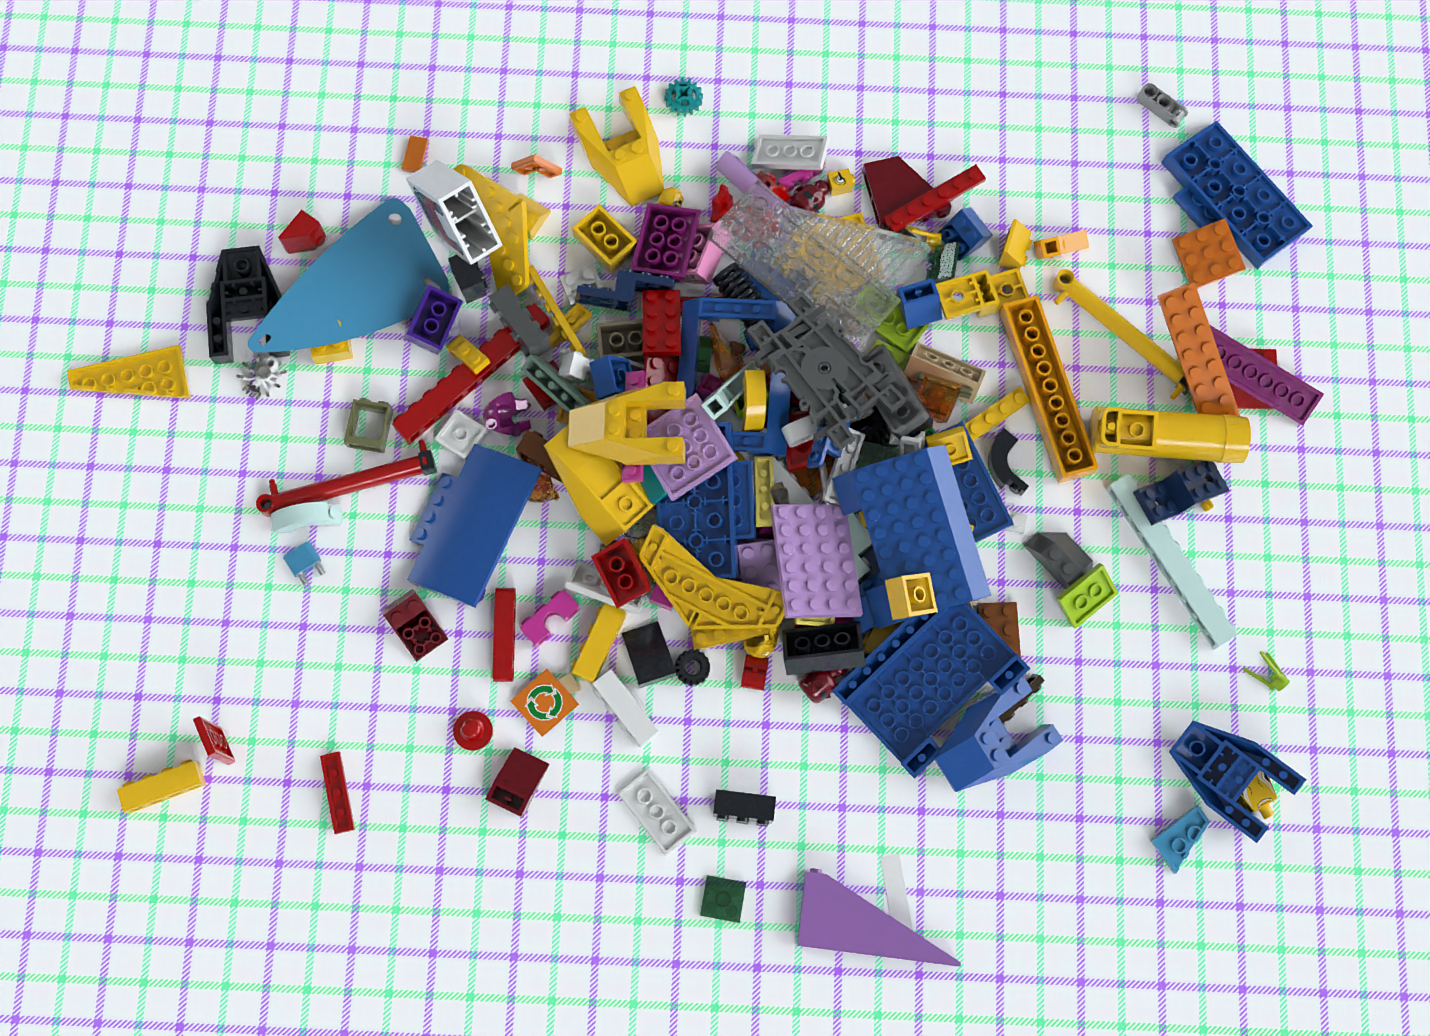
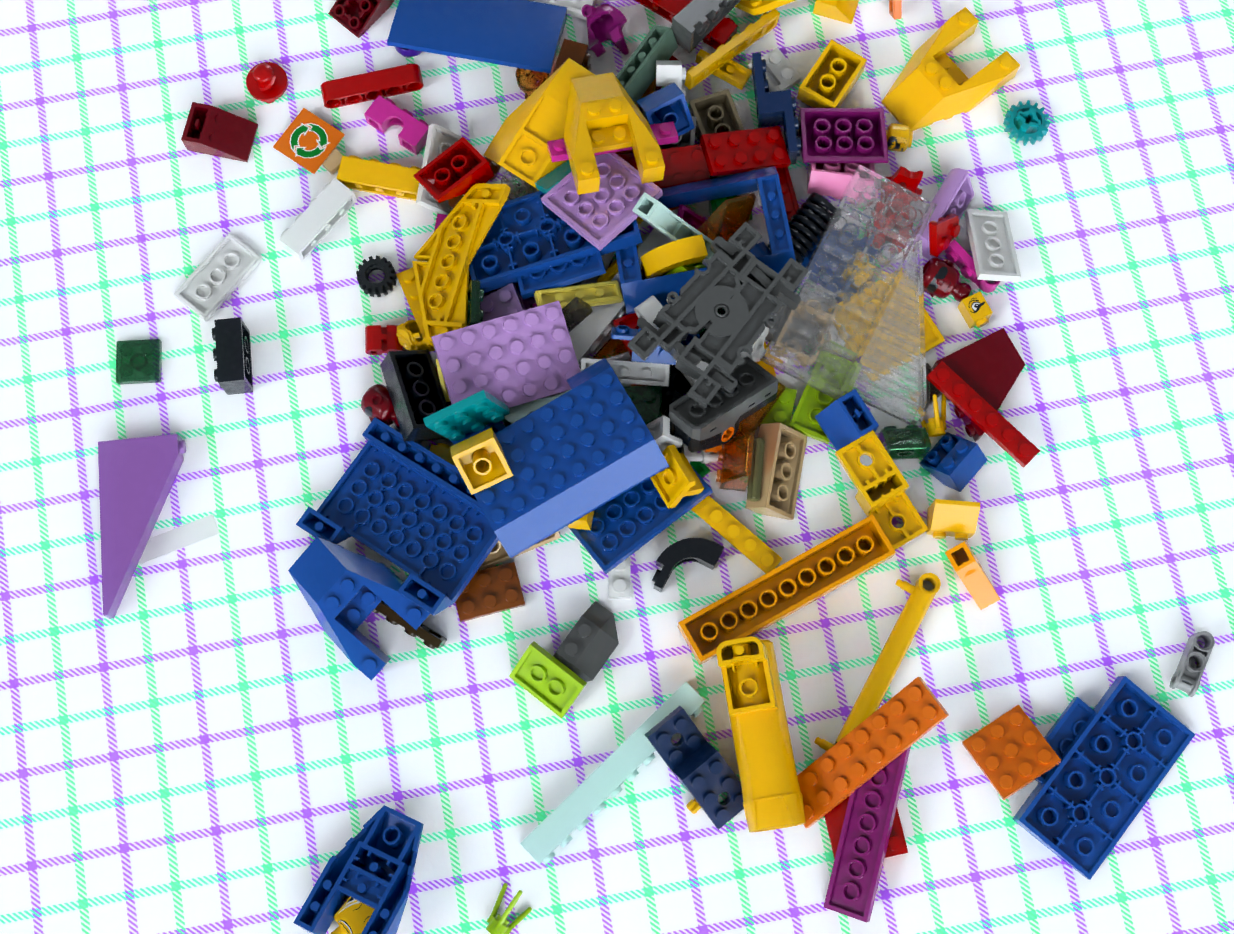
camera: 80 degrees right, 0 degrees up
(649, 654) = (380, 229): black slope -> none
(761, 578) = (475, 296): none -> clear green plate
(867, 620) = (467, 416): none -> teal plate
(1180, 836) = (291, 838): dark azure wing -> none

